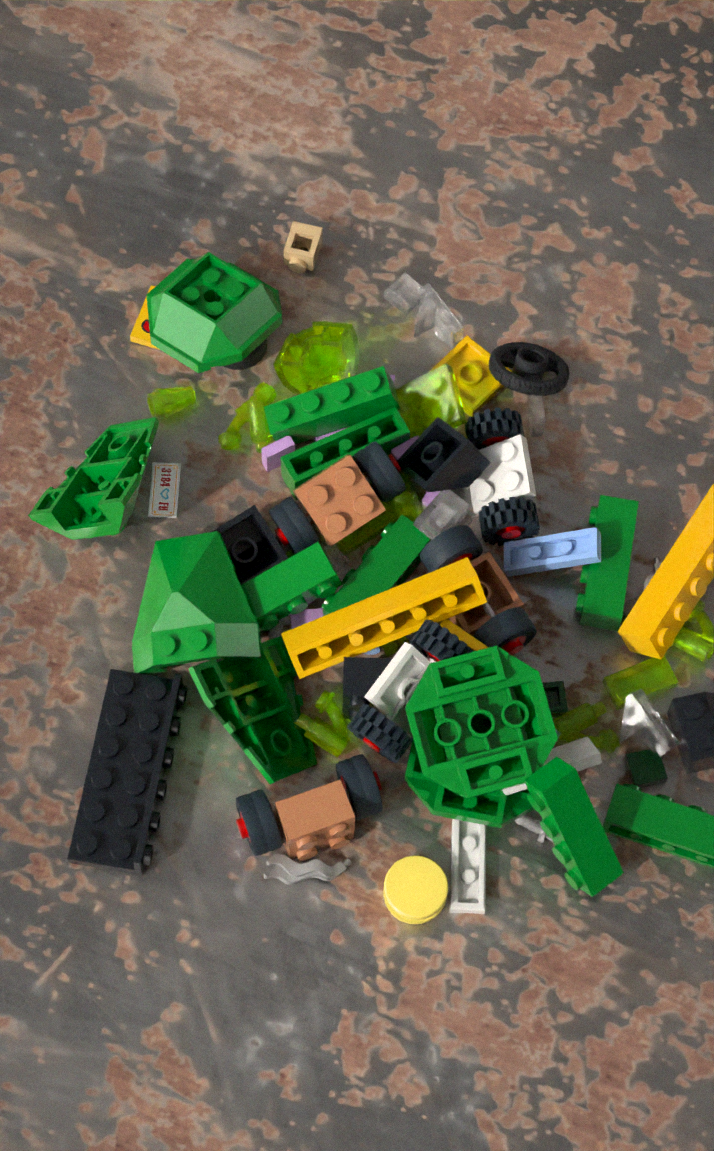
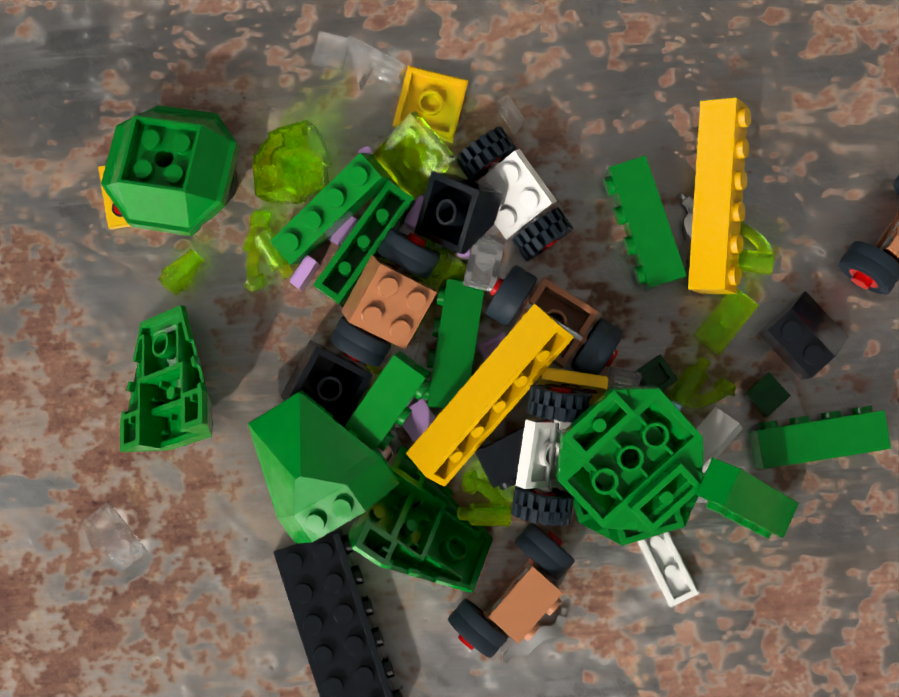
camera: 25 degrees left, 20 degrees up
(164, 490) = (223, 357): white sticker -> none
(303, 247) = (207, 48): tan brick -> none
(415, 889) = (634, 608): light yellow head -> none
(528, 367) = (482, 73): black wheel -> none
(552, 552) = (595, 243): light blue plate -> none
(642, 715) = (751, 358): clear slope -> none

